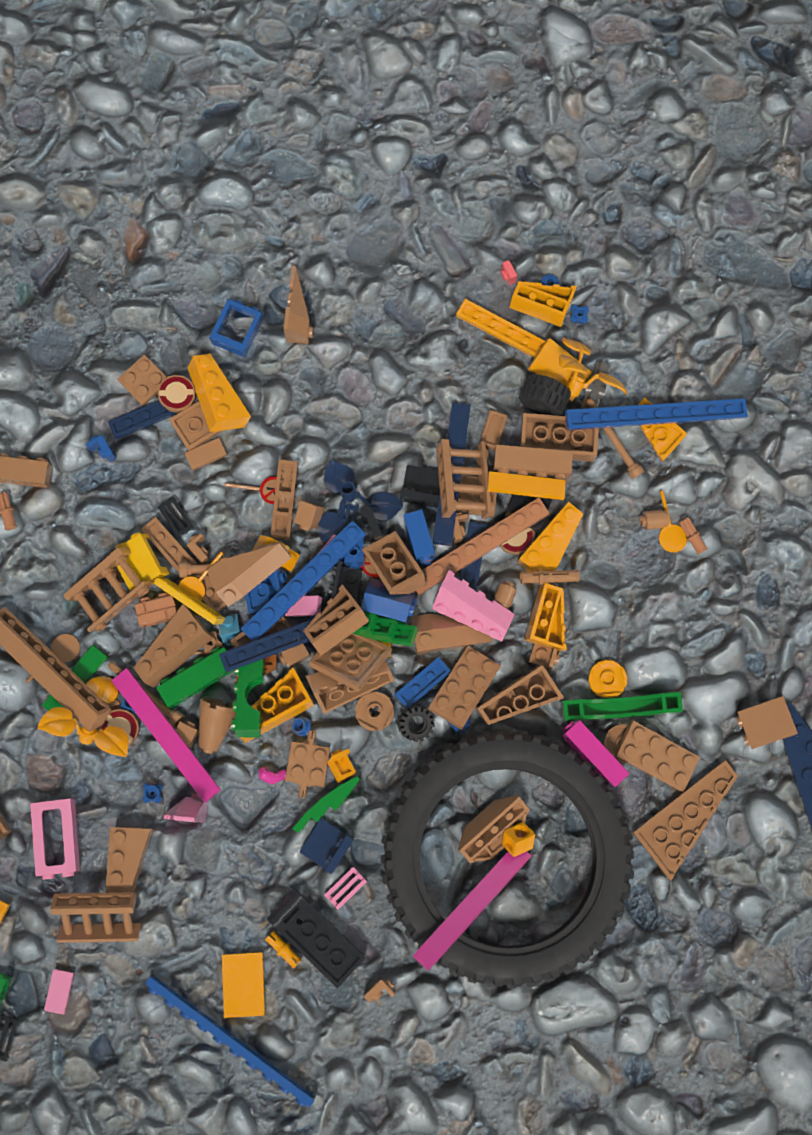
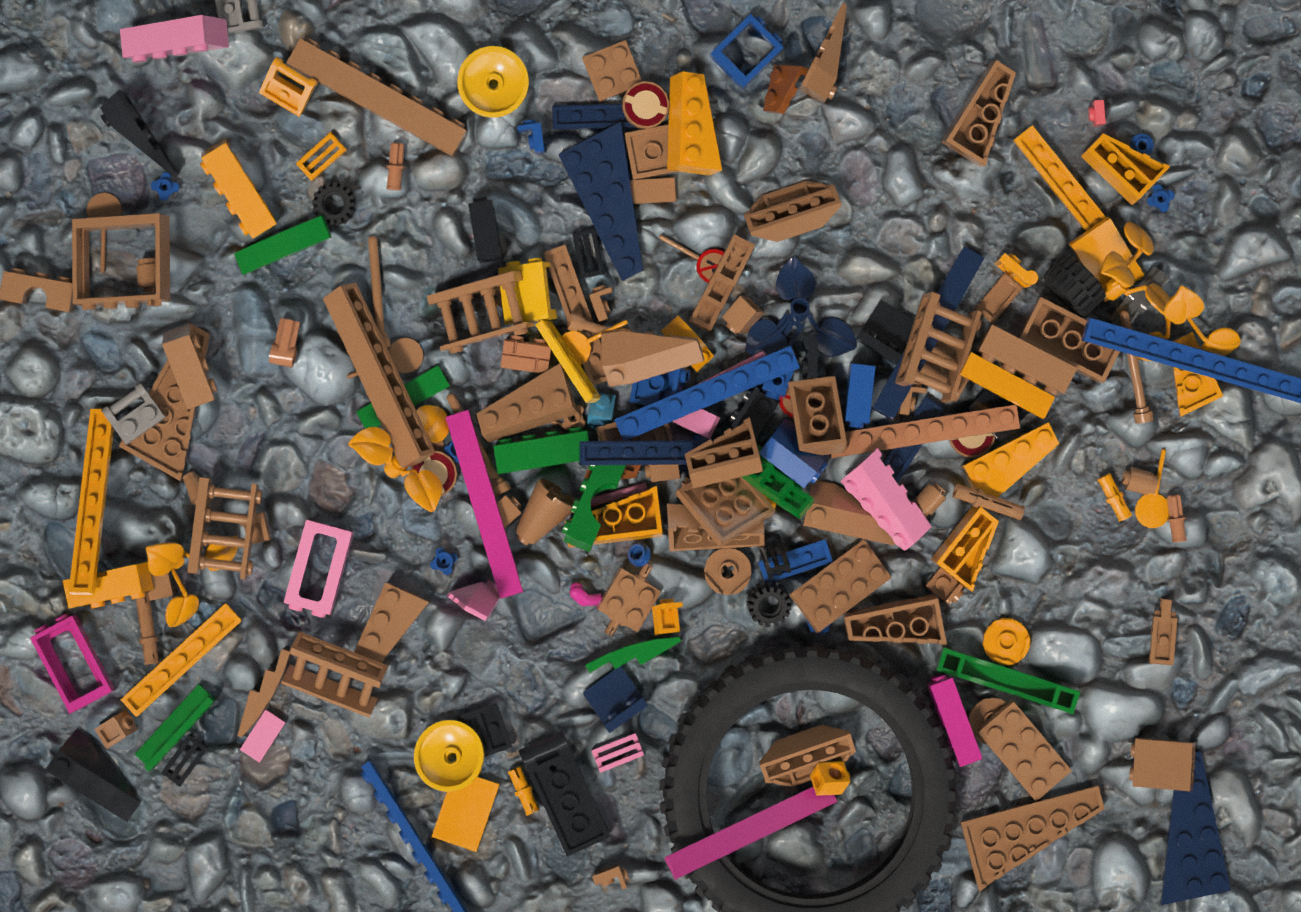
camera: 20 degrees right, 10 degrees up
(25, 608) = (376, 288): none -> medium nougat piece
(46, 963) = (260, 699): none -> medium nougat slope
(47, 412) = (488, 65): none -> yellow dish
(89, 529) = (485, 230): none -> black window
(168, 463) = (604, 186): none -> dark blue wing
(200, 945) = (435, 748): none -> yellow dish
(239, 909) = (492, 727): none -> black plate
(256, 696) = (618, 494): none -> bright pink bar
(272, 342) = (782, 87): none -> dark orange wing
(316, 426) = (792, 210): none -> medium nougat wedge
(411, 691) = (778, 568): none -> black tile
(424, 313) = (979, 117): none -> medium nougat wedge
(491, 401) = (1011, 265): none -> light orange plate
(635, 371) = (1187, 305): none -> light orange plant
(641, 539) = (1114, 497): none -> light orange pin
(722, 625) = (1163, 634): none -> medium nougat hinge

